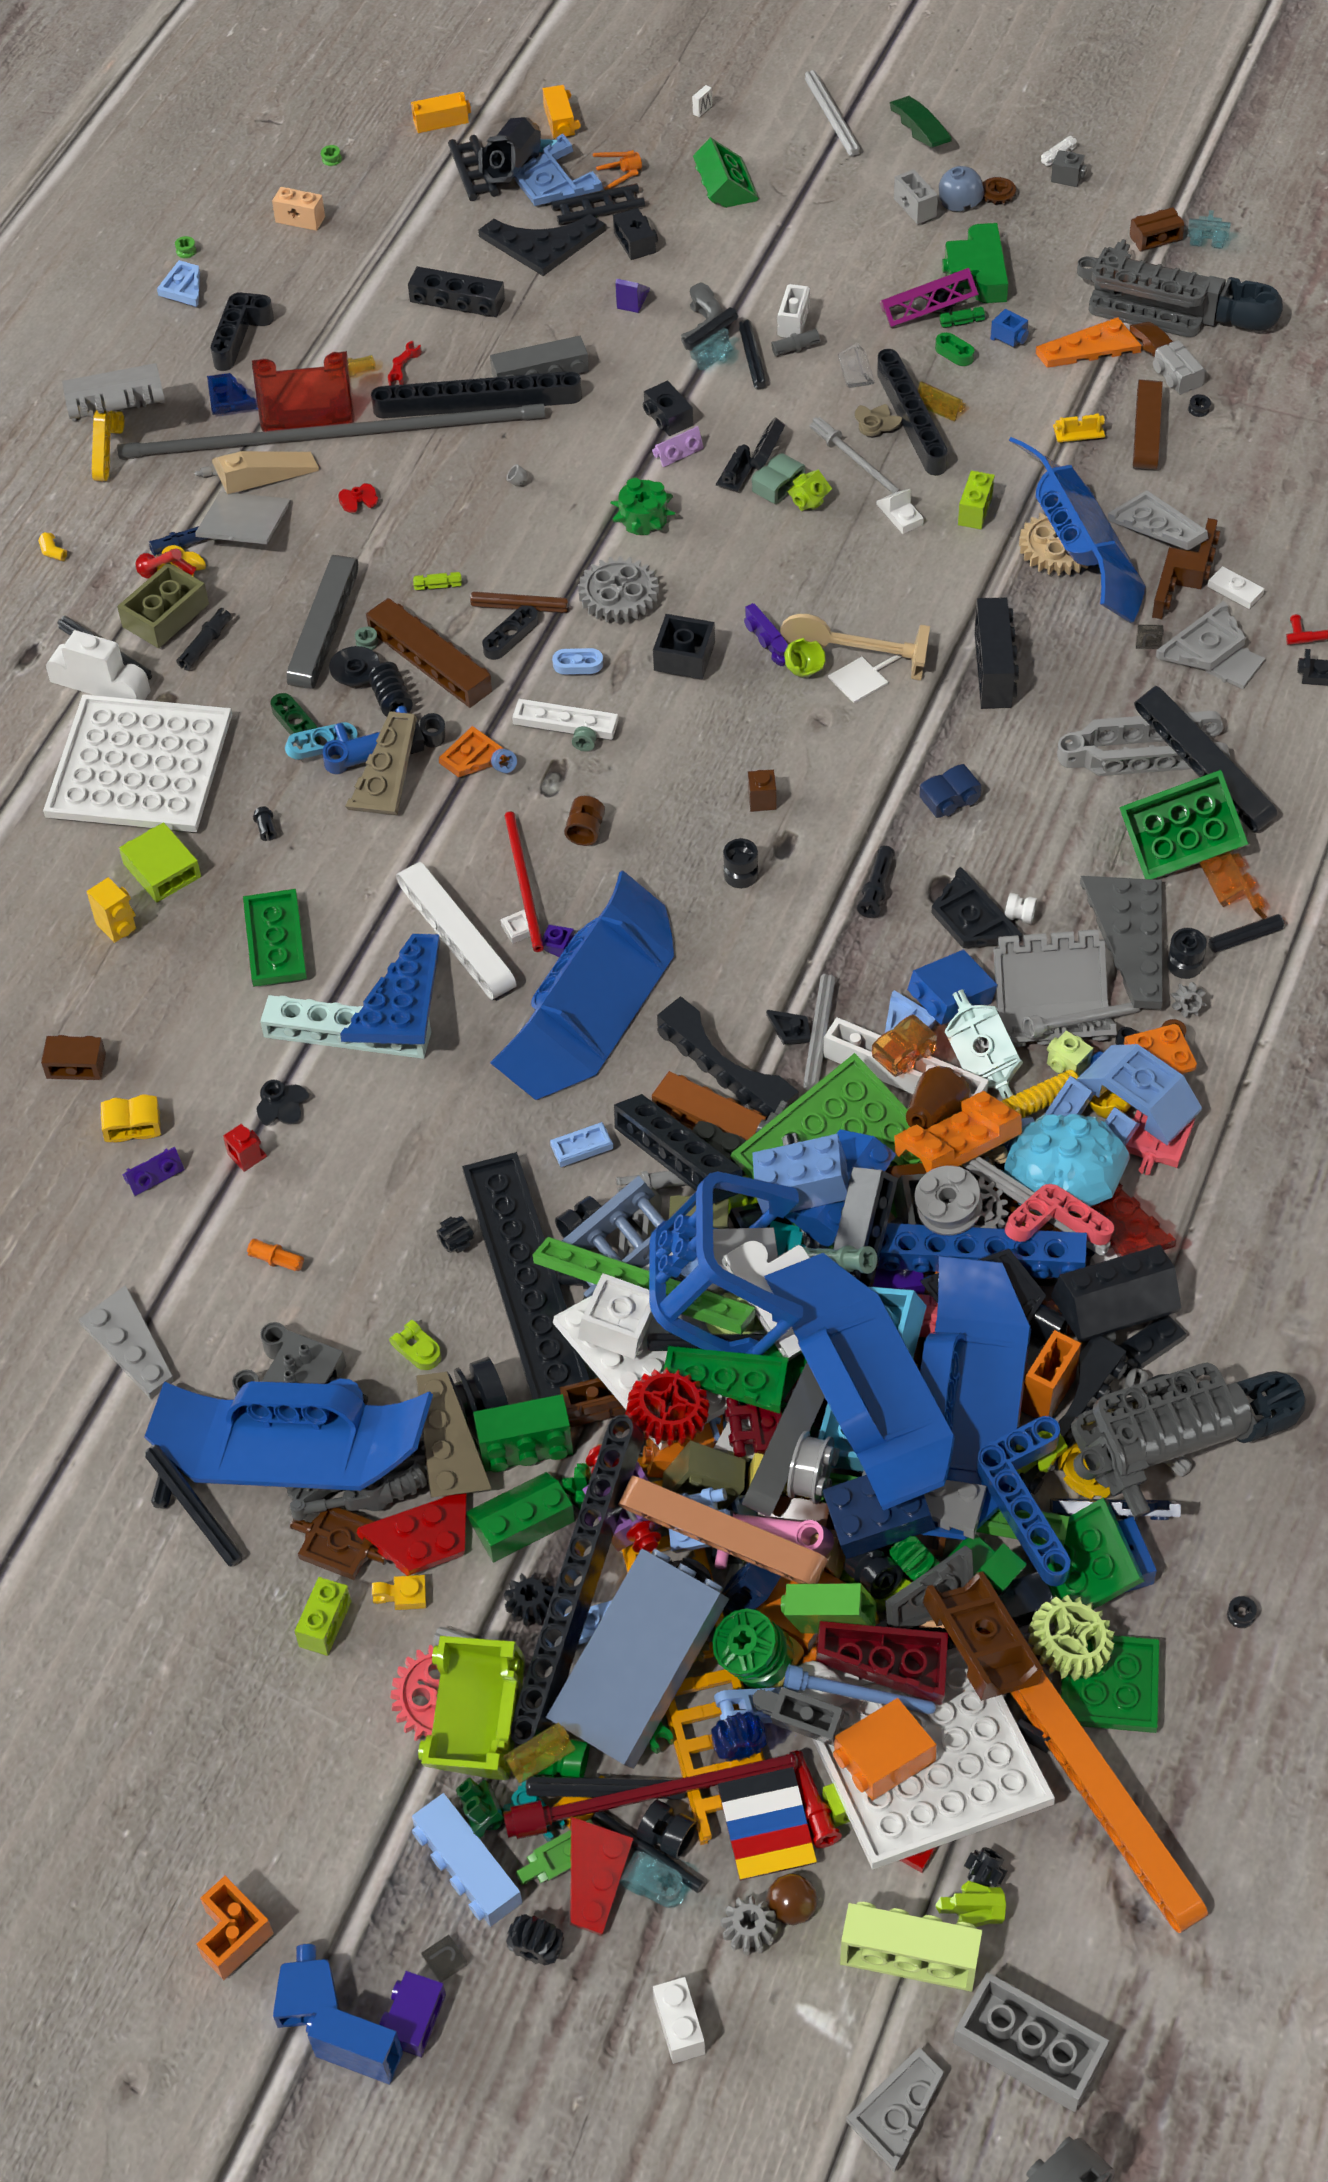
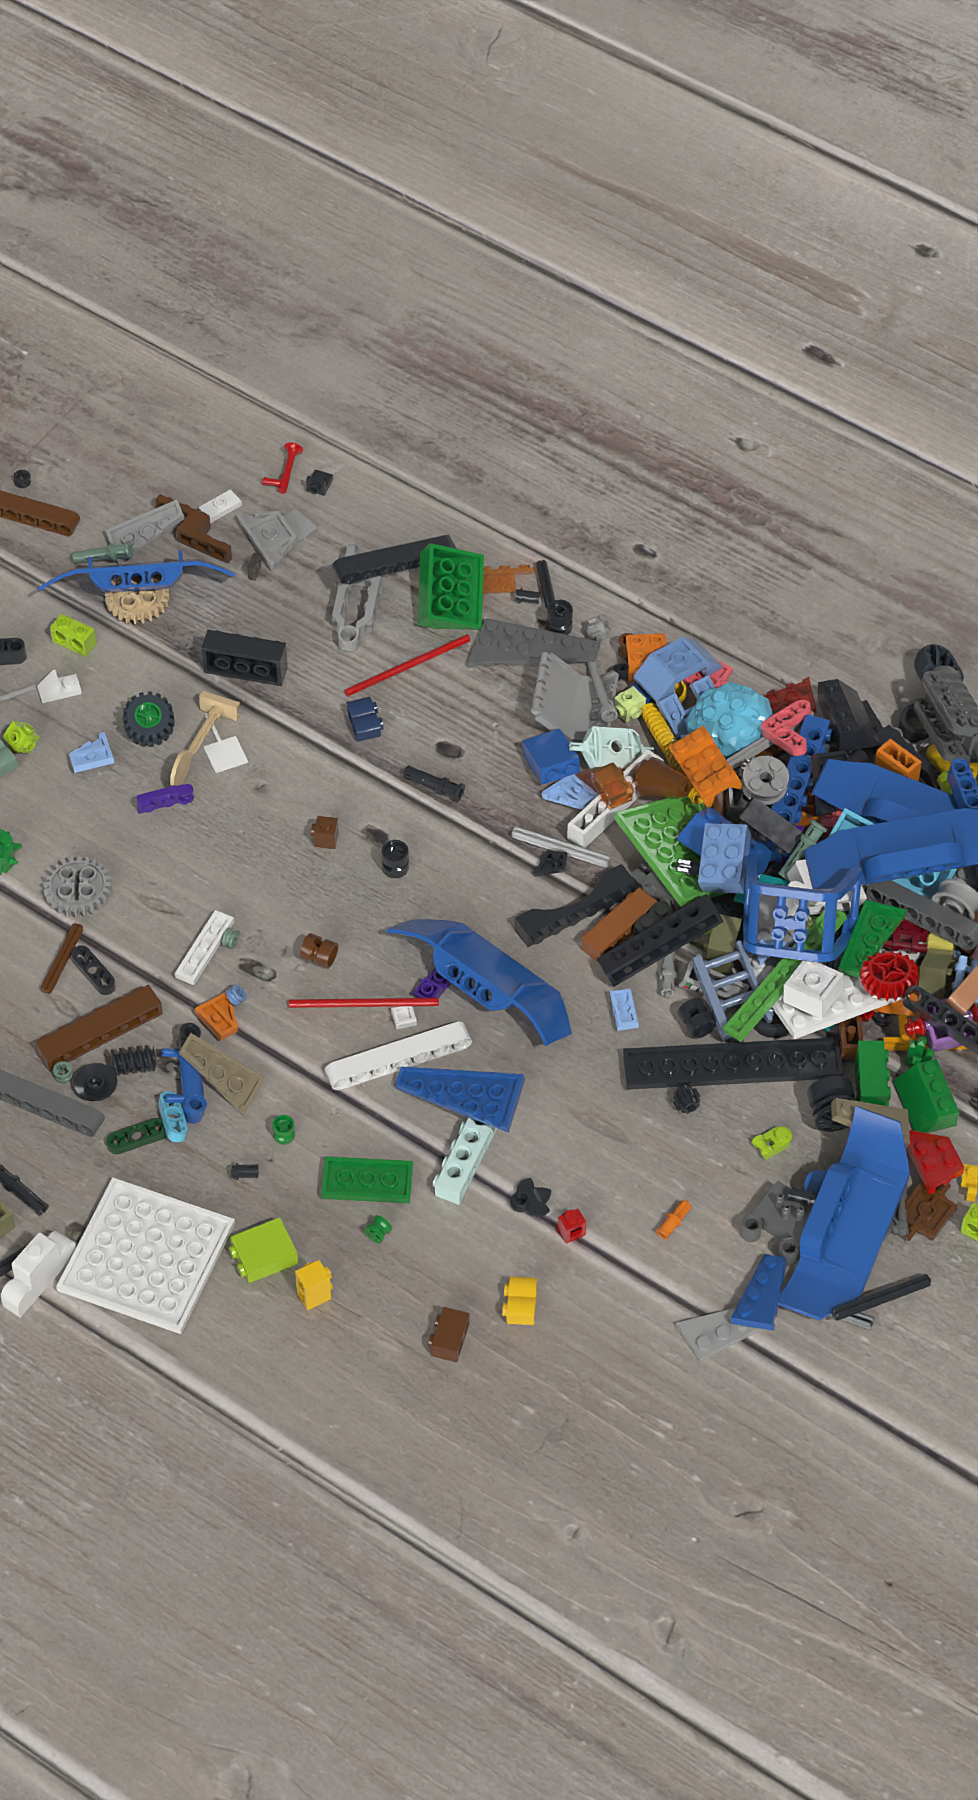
camera: 80 degrees left, 0 degrees up
(153, 1171) = (577, 1299): dark purple hinge -> none
(160, 1361) = (760, 1300): none -> blue wing
(206, 960) = (378, 1229): none -> green wheel
(315, 1372) = (802, 1196): none -> black pin
(326, 844) = (283, 1129): none -> green wheel
(436, 581) = (15, 1011): lime axle -> none
(577, 661) = (145, 930): light blue plate -> none
(684, 646) = (162, 851): black brick -> none
(804, 657) = (201, 777): lime hair -> none
(811, 560) = (92, 755): none -> light blue wing
(869, 588) = (148, 719): none -> black wheel
(971, 914) = (482, 733): black wing -> none
(1020, 908) = (487, 703): white wheel -> none
(1058, 820) = (407, 665): none -> red piece
(1071, 429) = (18, 555): yellow hinge -> none
(1111, 501) = (111, 552): none -> sand green pin
(1215, 911) = (527, 596): none -> black pin

